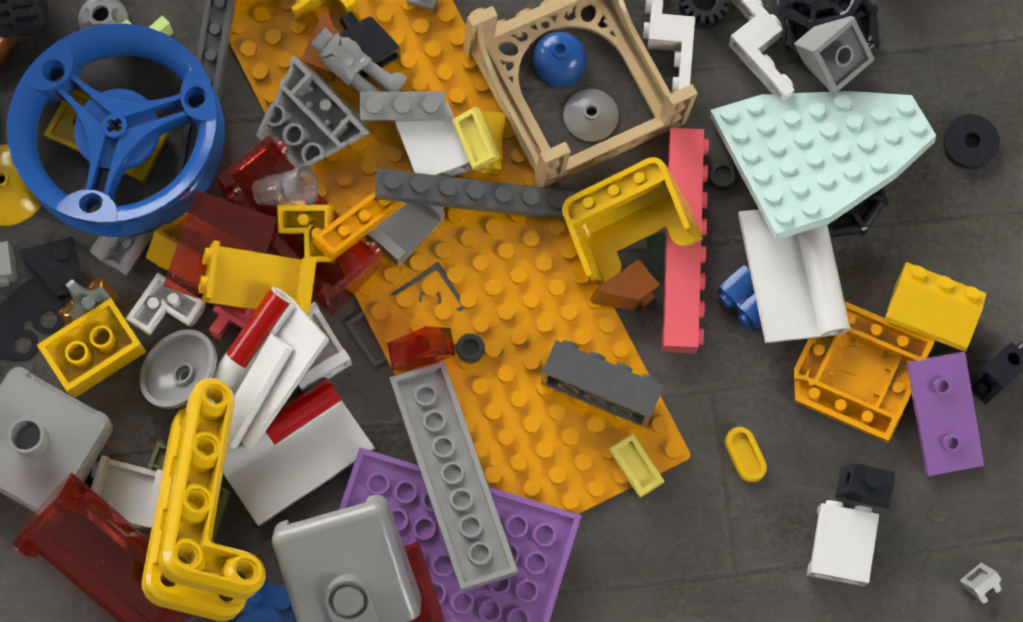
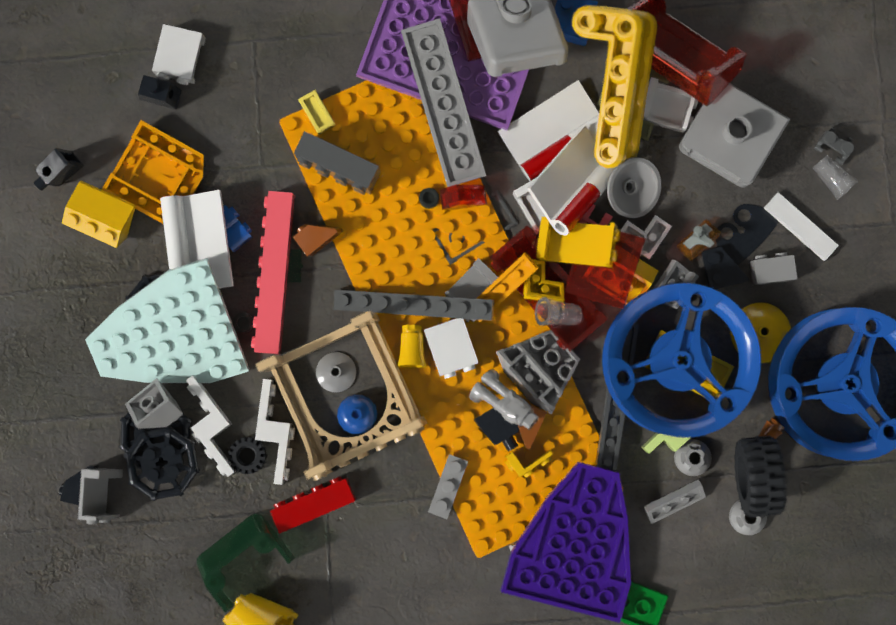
camera: 175 degrees left, 10 degrees up
(91, 348) = (695, 204): yellow slope -> none
(257, 386) = (577, 168): white tile -> none
(402, 106) = (472, 370): light grey plate -> none
(476, 138) = (419, 344): light yellow tile -> none
(626, 211) = (315, 288): yellow windscreen -> none
(745, 454) = (241, 120): yellow tile -> none
(945, 413) = (99, 140): medium lavender plate -> none
(974, 126) = (49, 339): black tile -> none
(980, 581) = (87, 27): light grey tile -> none

